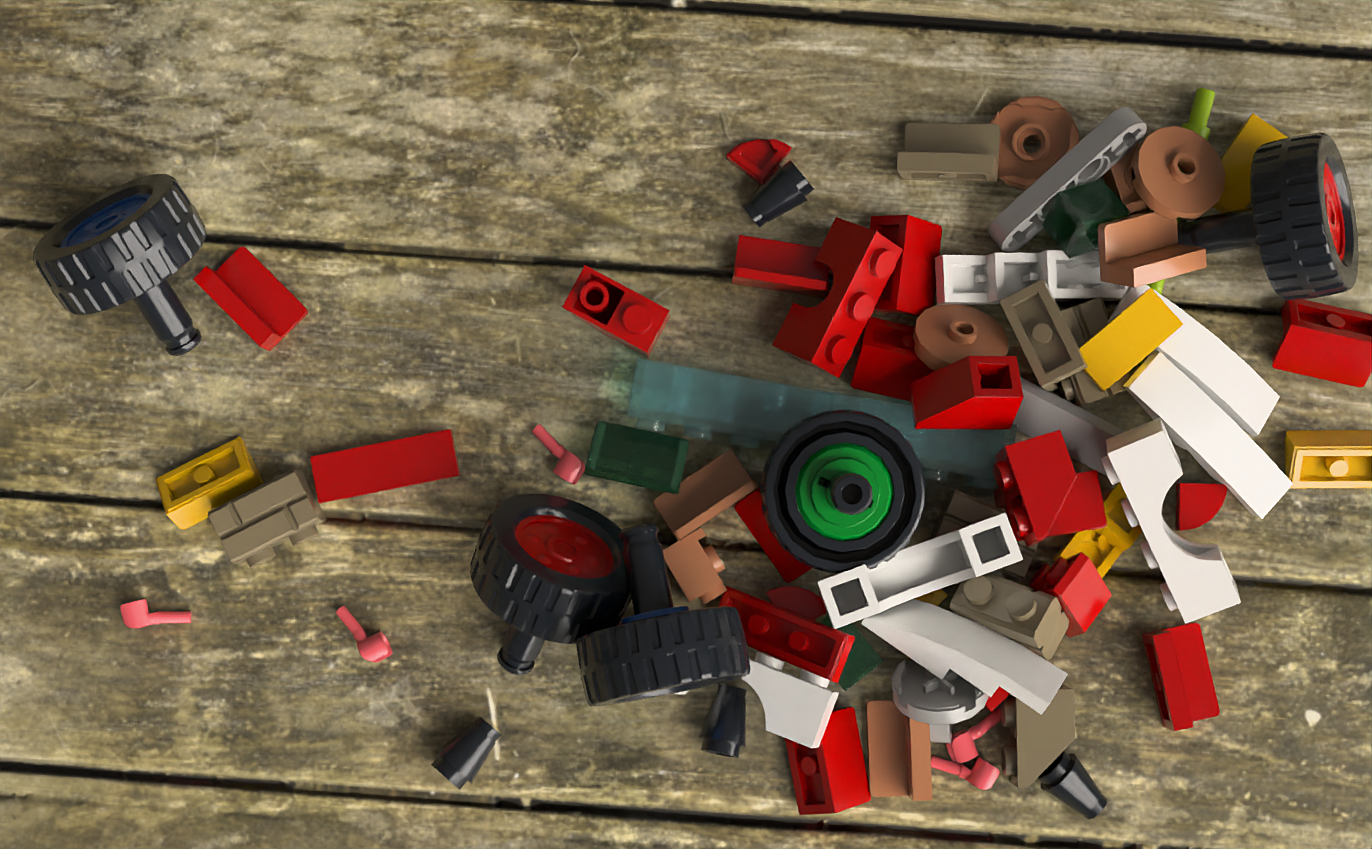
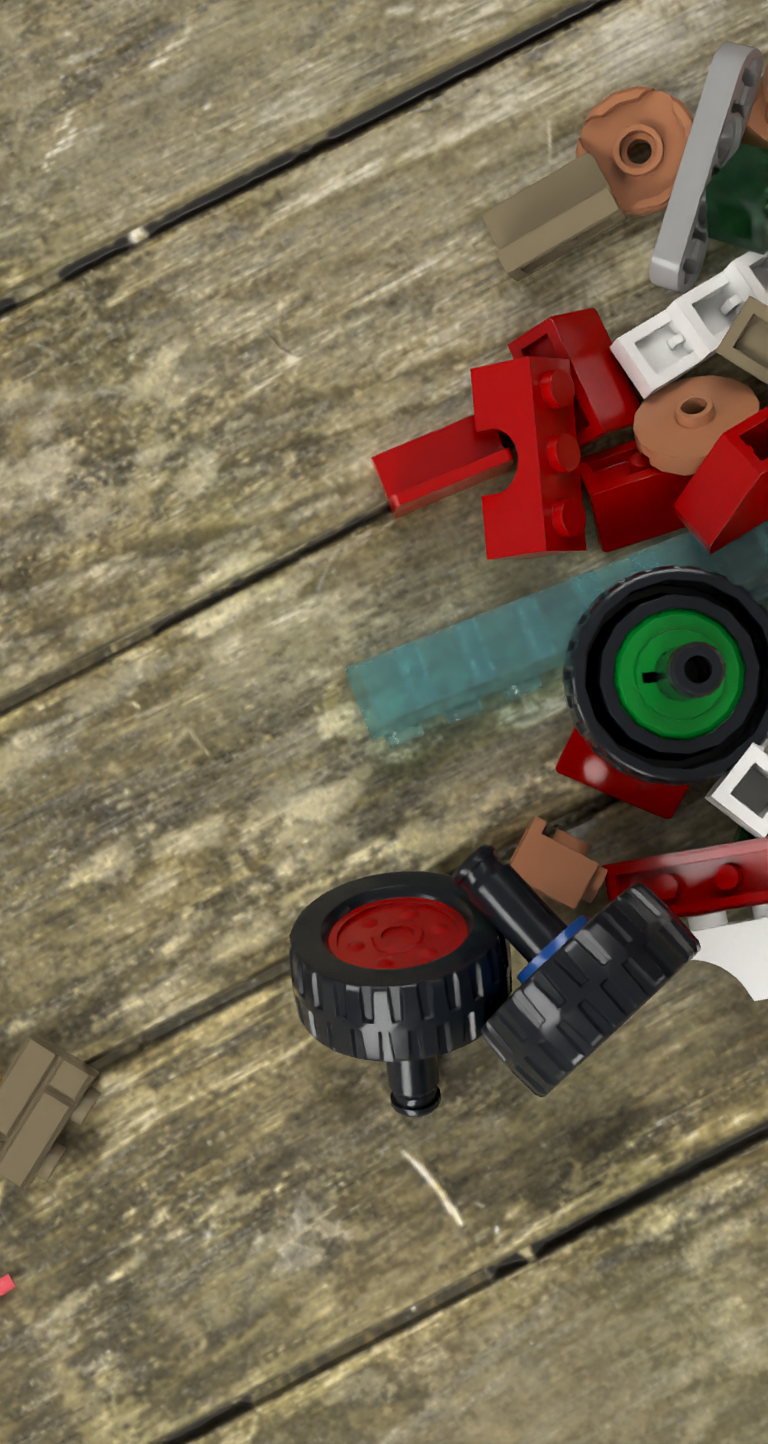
camera: 30 degrees left, 0 degrees up
(370, 648) = (242, 1186): coral hand -> none
(385, 466) = (129, 969): red tile -> none
(466, 753) = (425, 1239): black cone -> none
(569, 465) = (341, 839): coral hand -> none
(617, 311) = (286, 628): red slope -> none
(637, 457) = (412, 781): clear green slope -> none
(705, 494) = (515, 777): nougat panel -> none
(726, 723) = (698, 1021): black cone -> none
(758, 157) = (339, 356): red tile -> none
(778, 194) = (387, 383): black cone -> none
(798, 601) = (695, 832): red tile -> none

